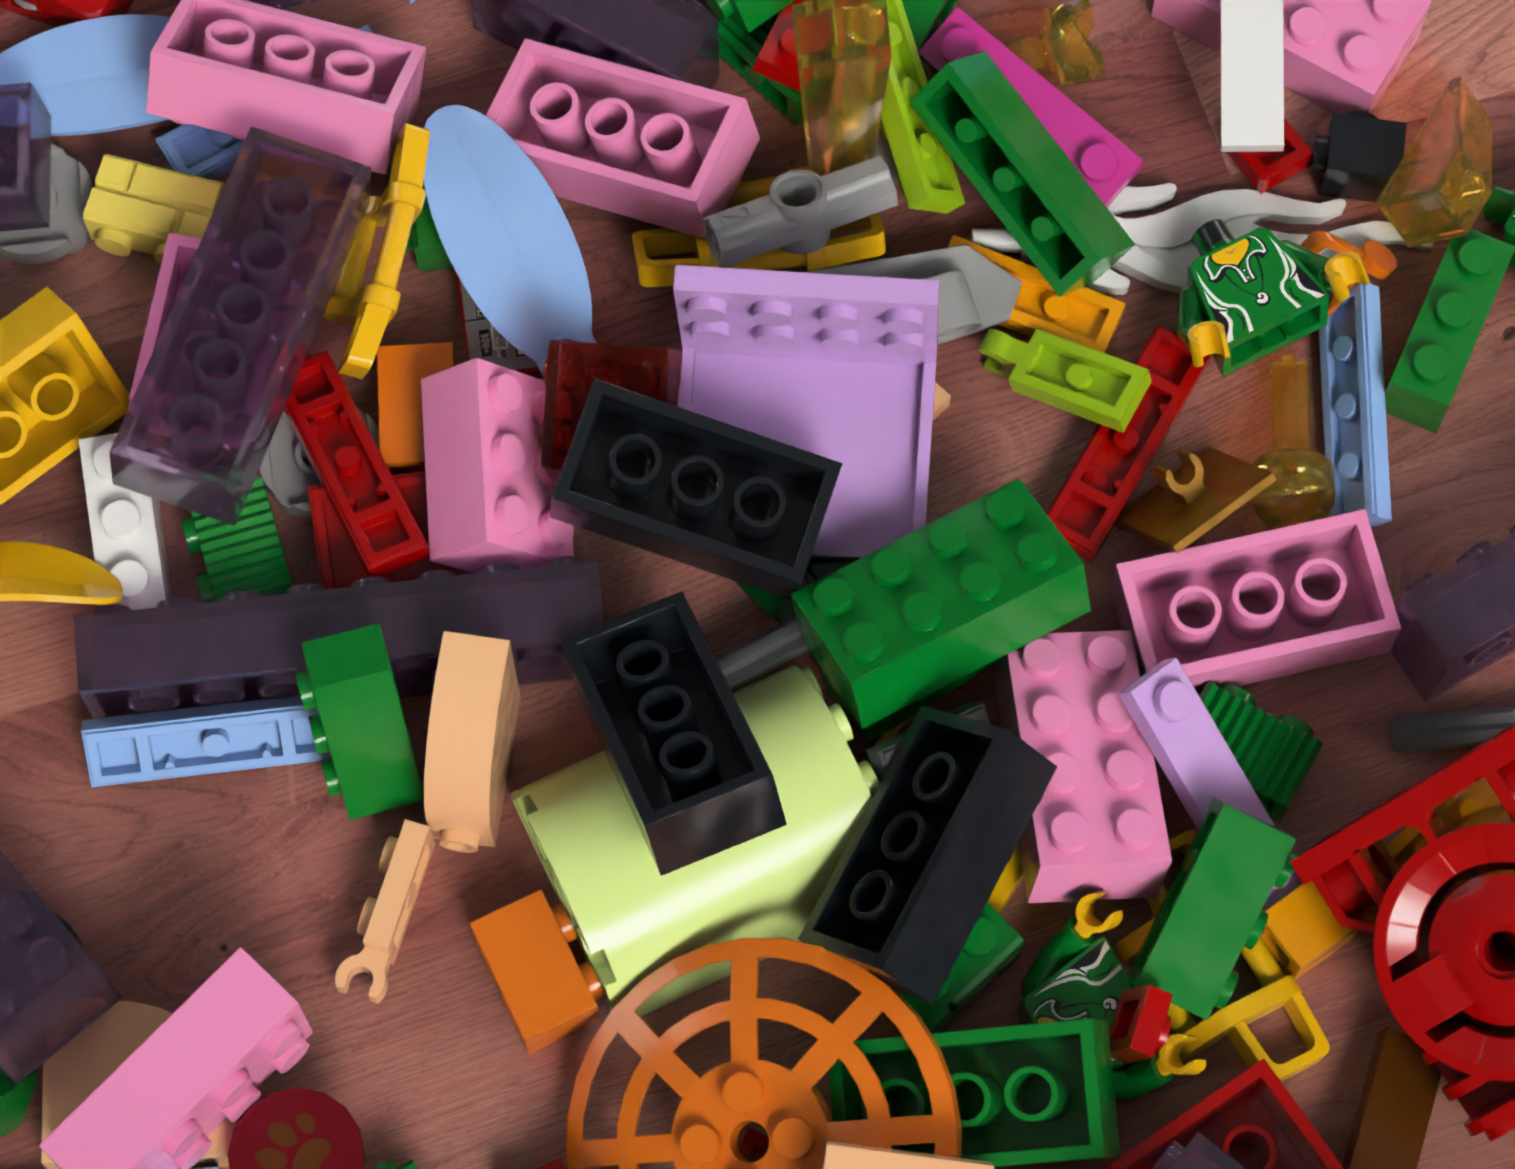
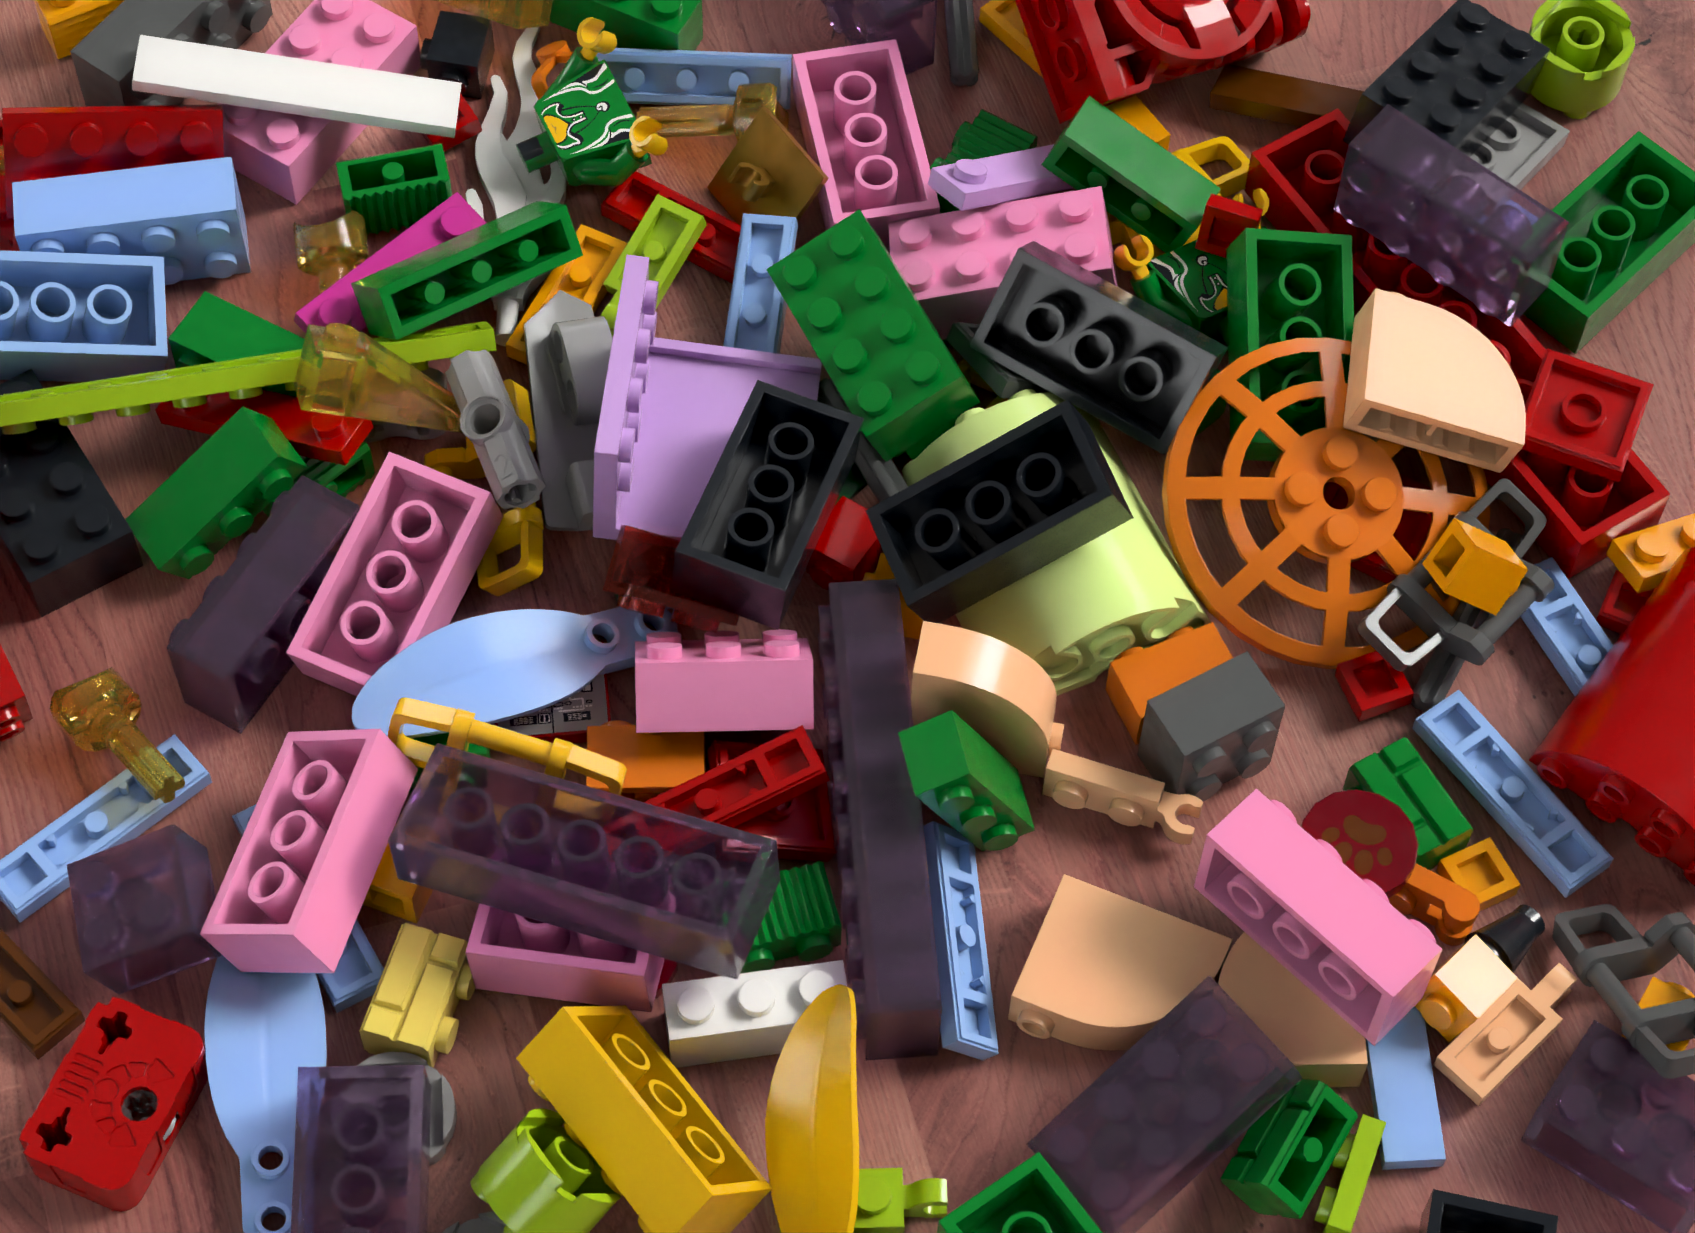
camera: 90 degrees left, 10 degrees down
(175, 893) = (1109, 968): none -> light nougat brick
(452, 995) = (1211, 729): none -> dark grey brick
(717, 603) = (845, 547): none -> red brick
(1072, 496) = (756, 304): none -> light blue tile
(1151, 99) = (395, 186): none -> green brick

